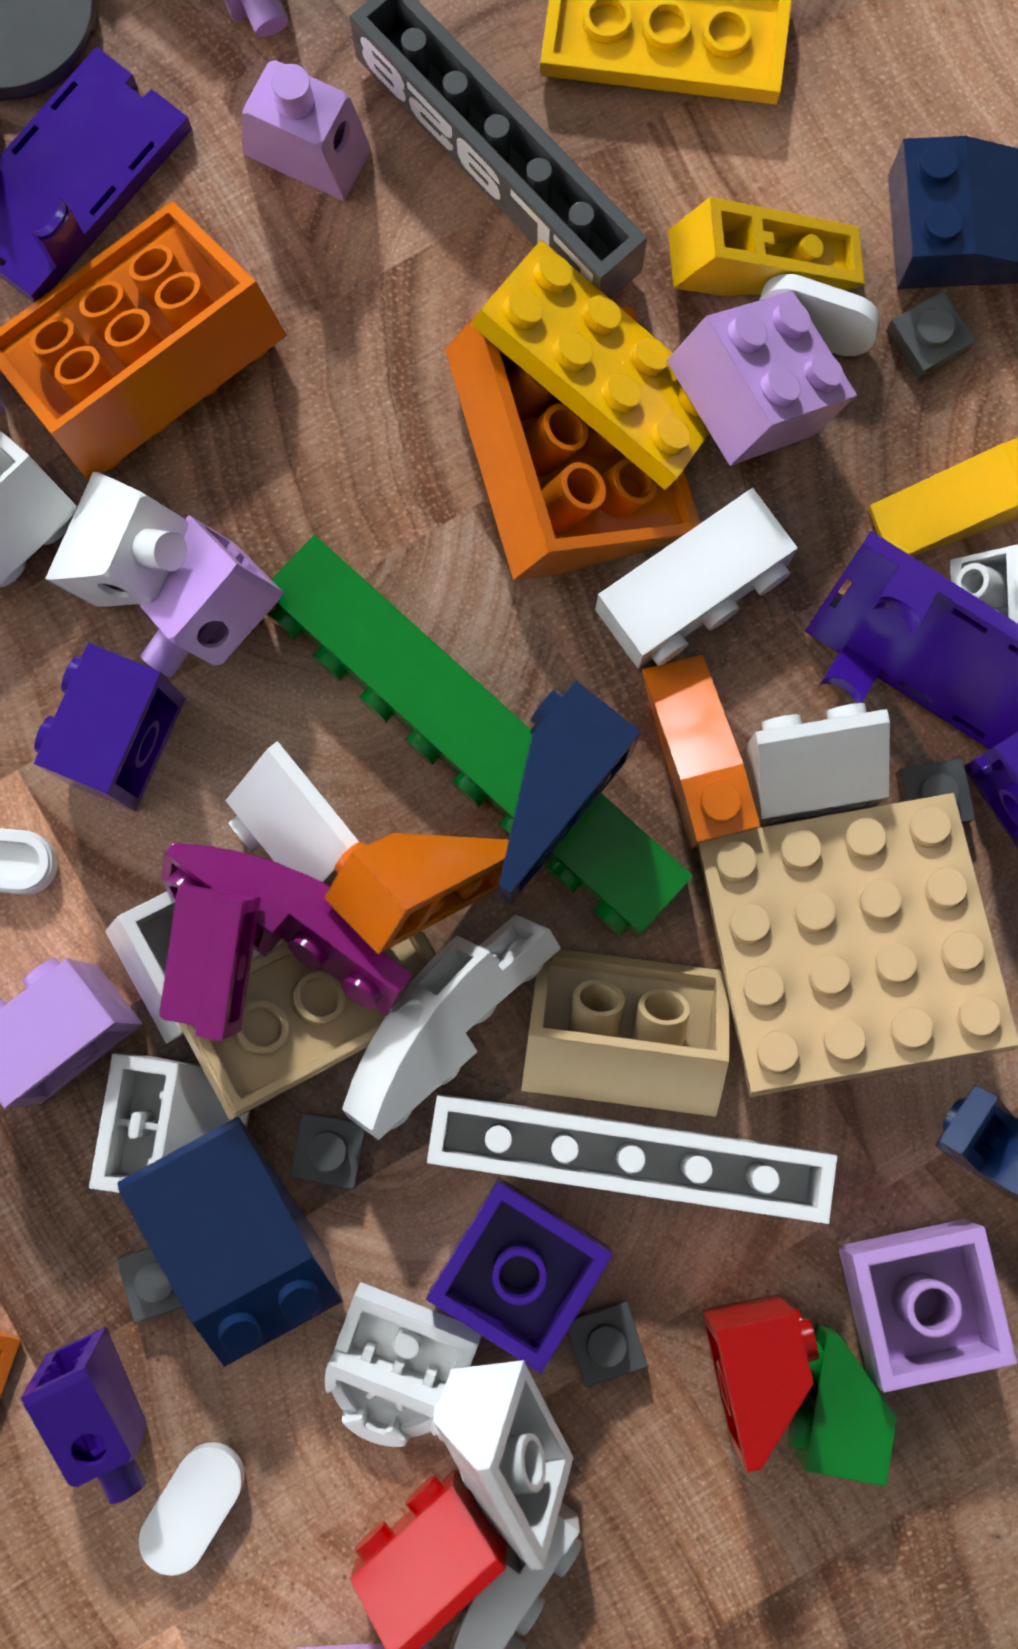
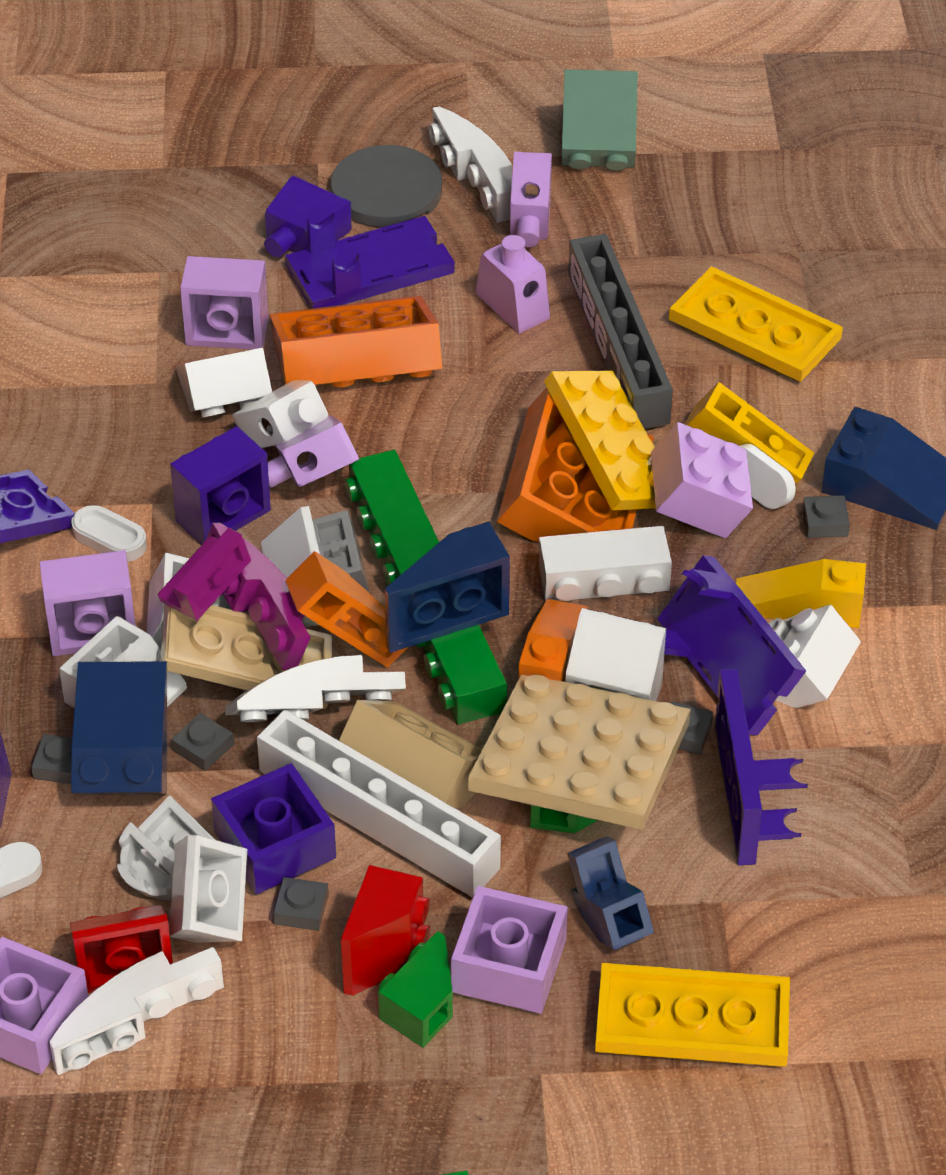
camera: 25 degrees right, 35 degrees down
(337, 754) = (340, 545): none -> light grey hinge

